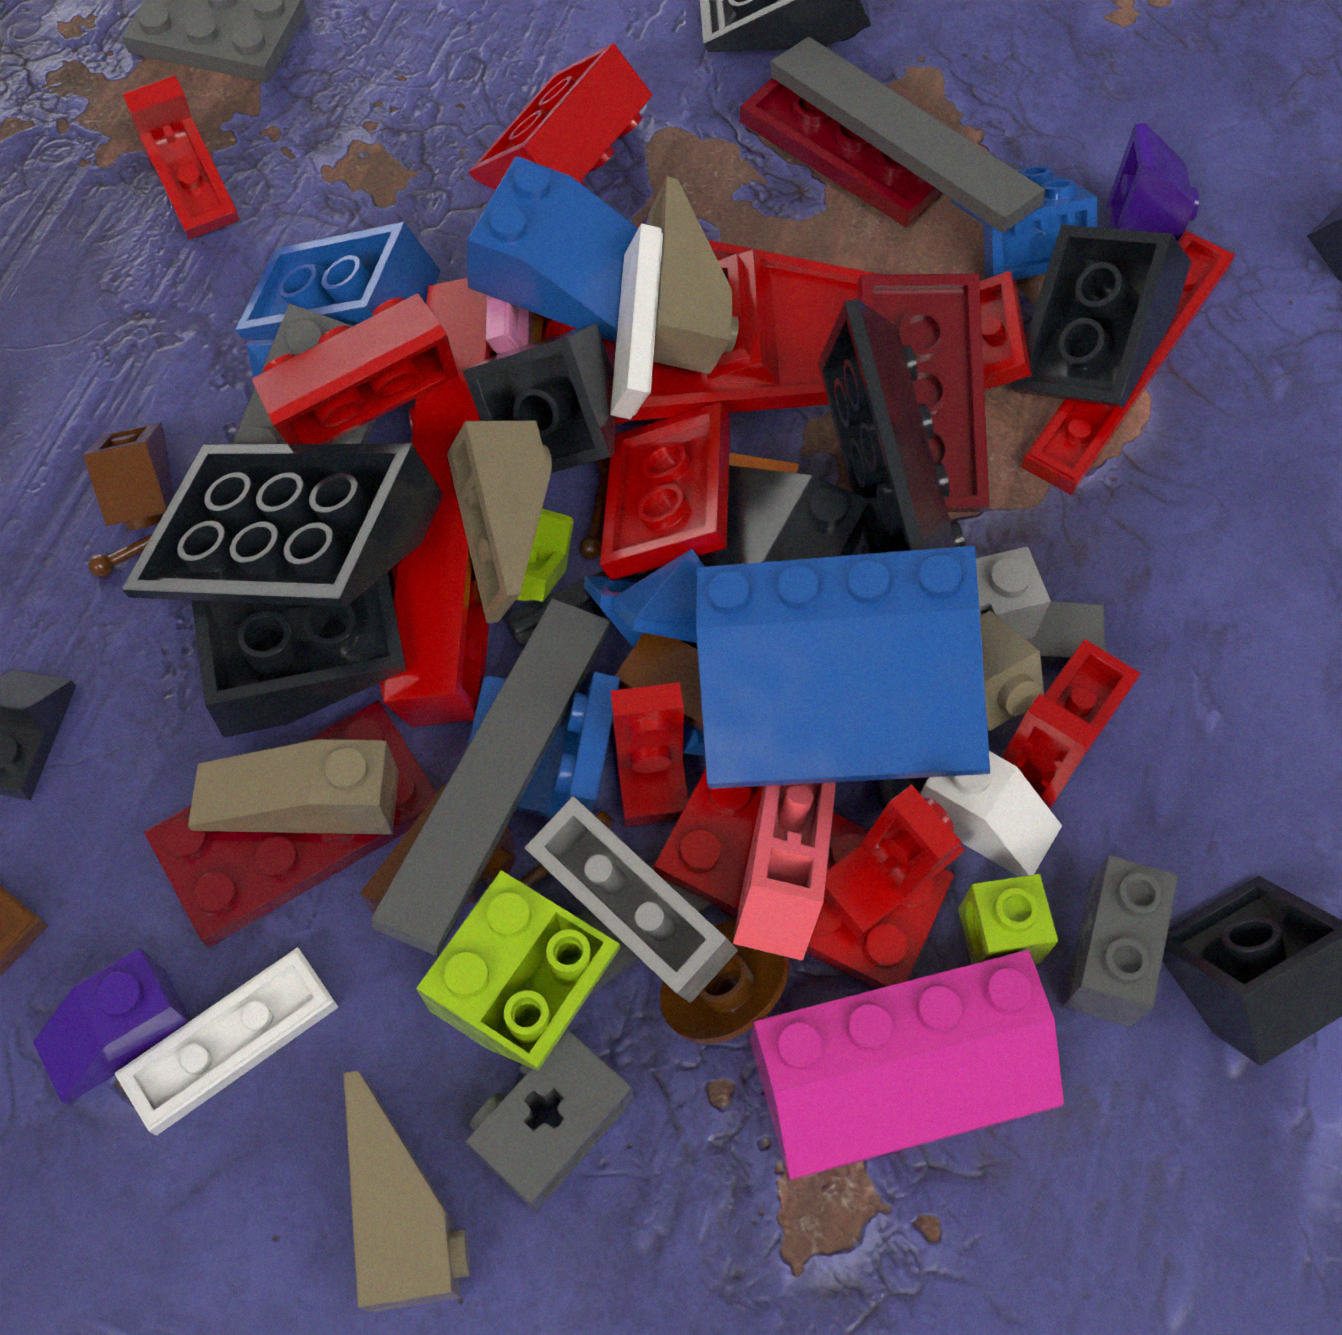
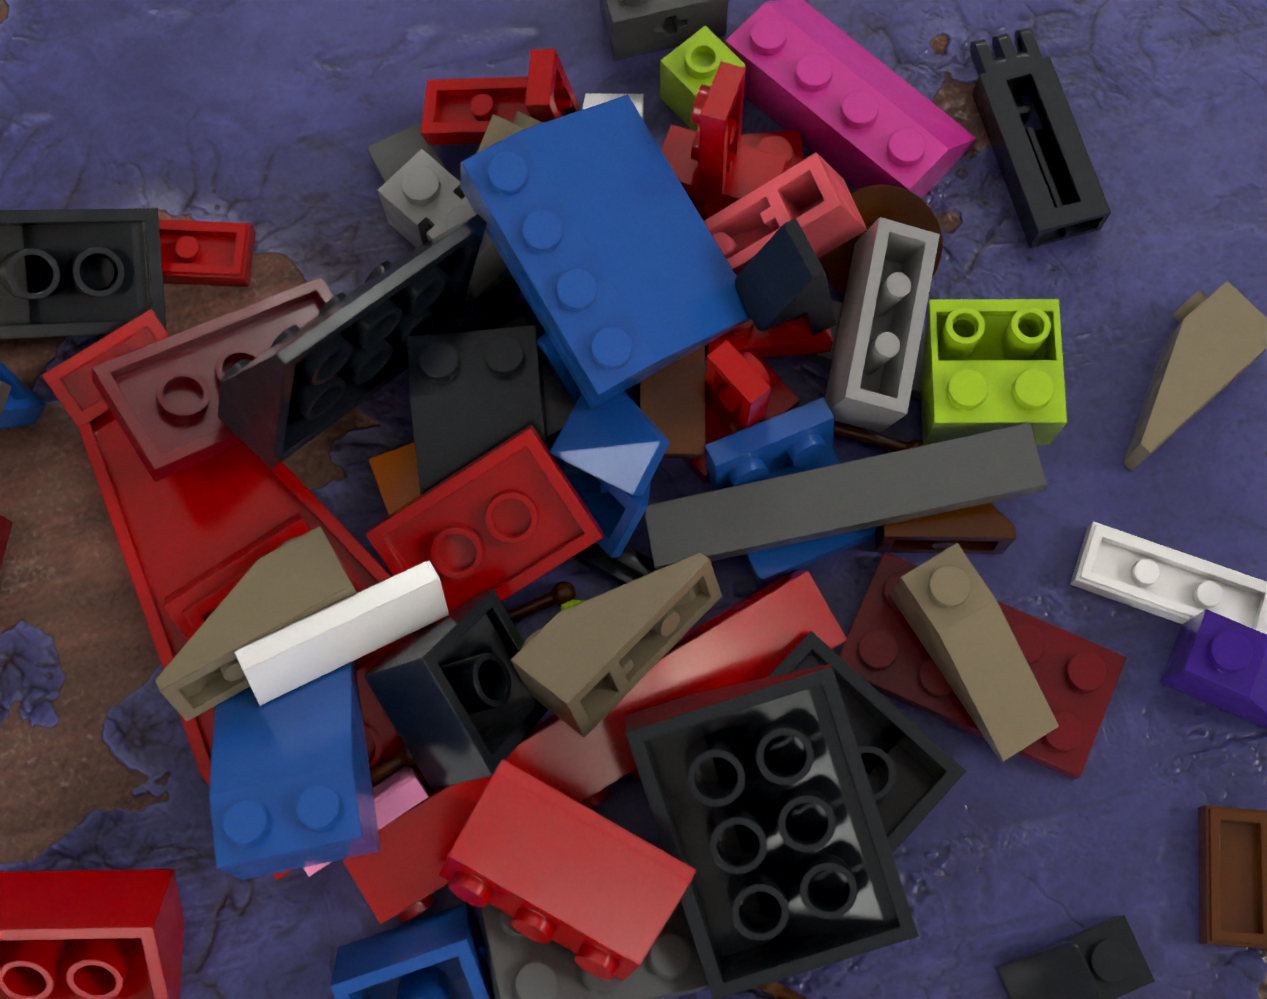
camera: 120 degrees left, 10 degrees up
(542, 1159) = (1091, 296): dark grey brick -> none
(708, 819) = (786, 283): none -> black slope
(723, 1227) = (1042, 168): none -> black hinge

